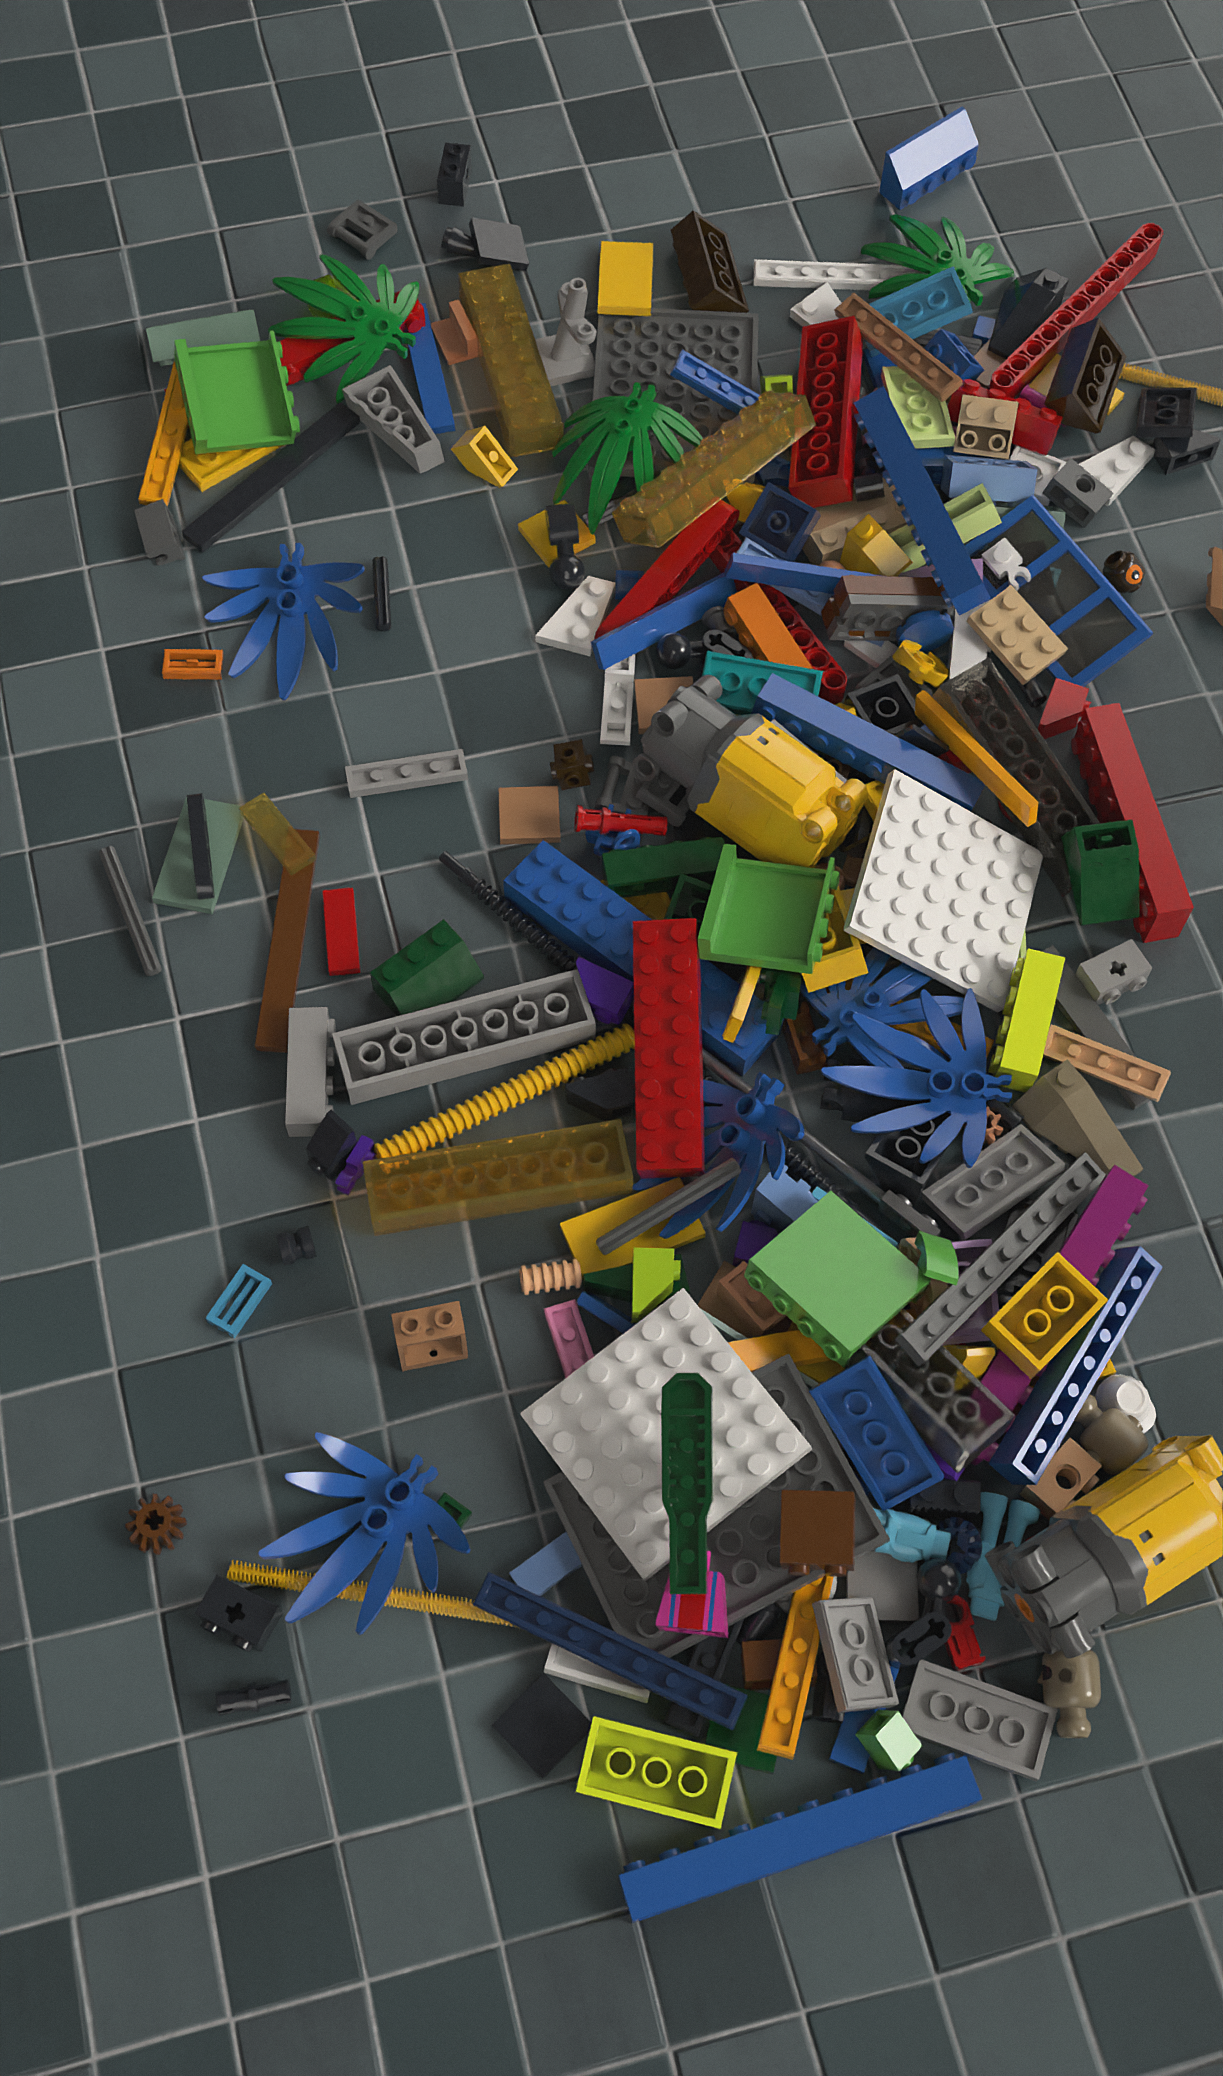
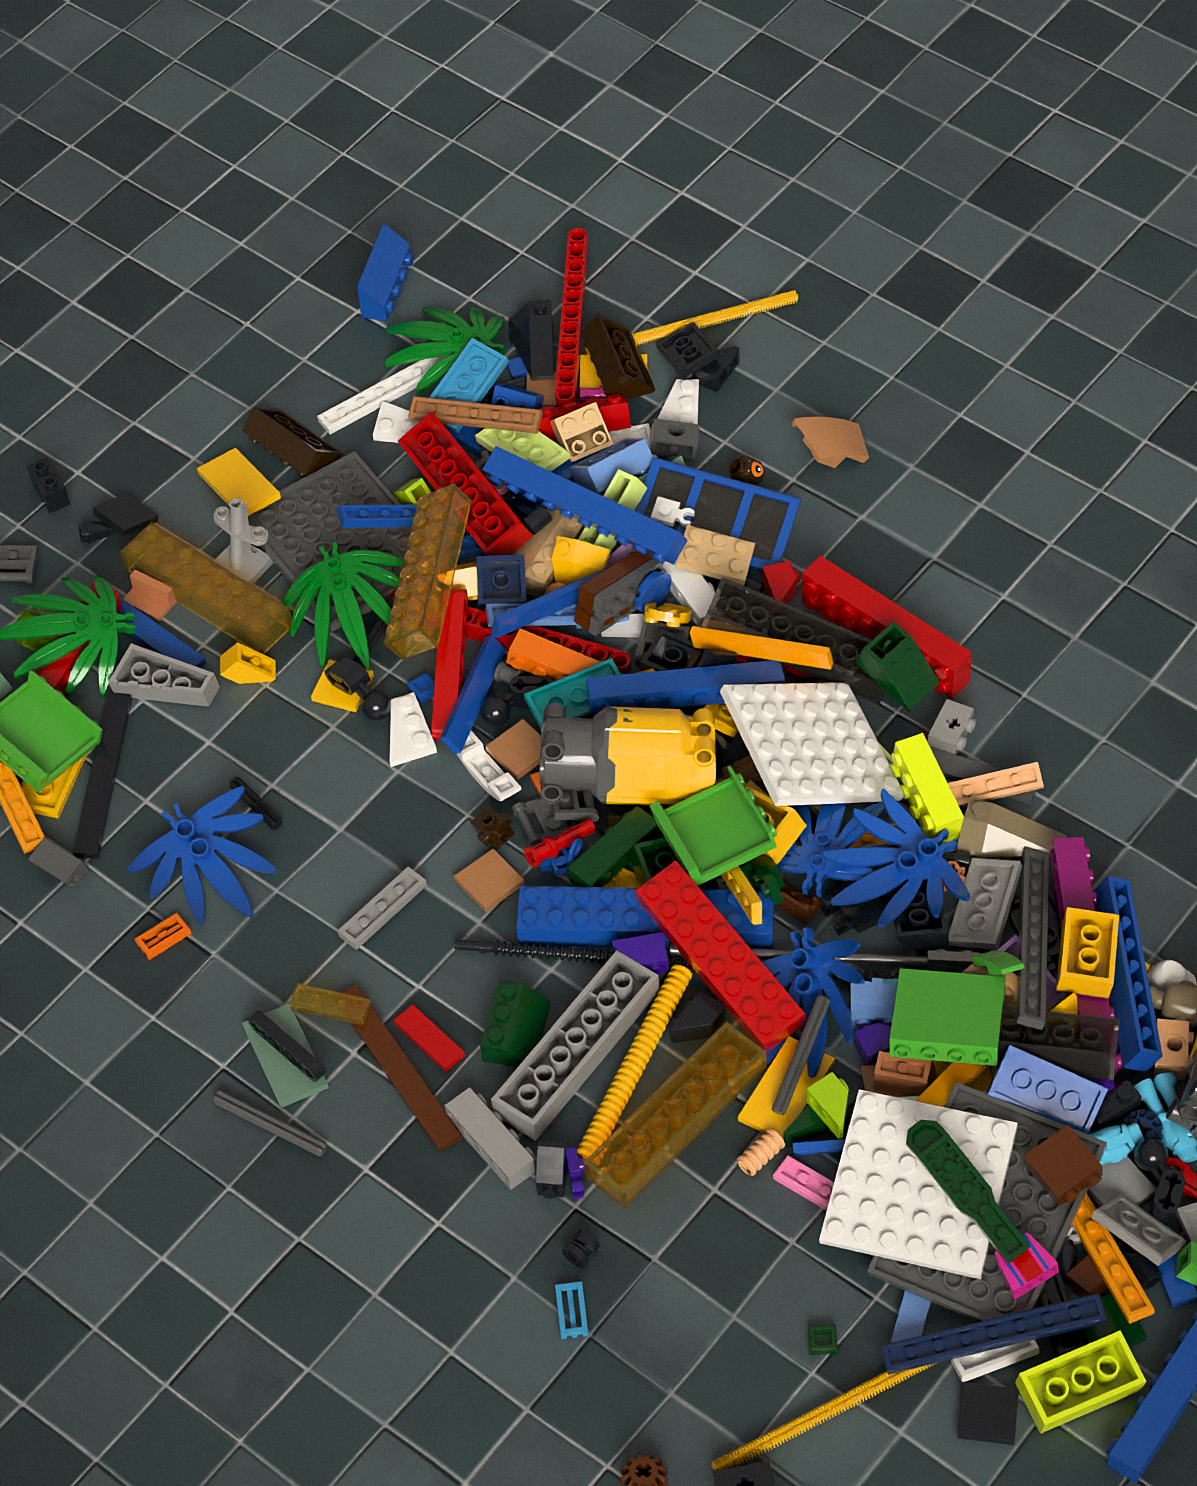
camera: 30 degrees left, 10 degrees down
(388, 1513) = (784, 1363): blue plant -> none
(428, 1330) = (722, 1229): medium nougat window -> none

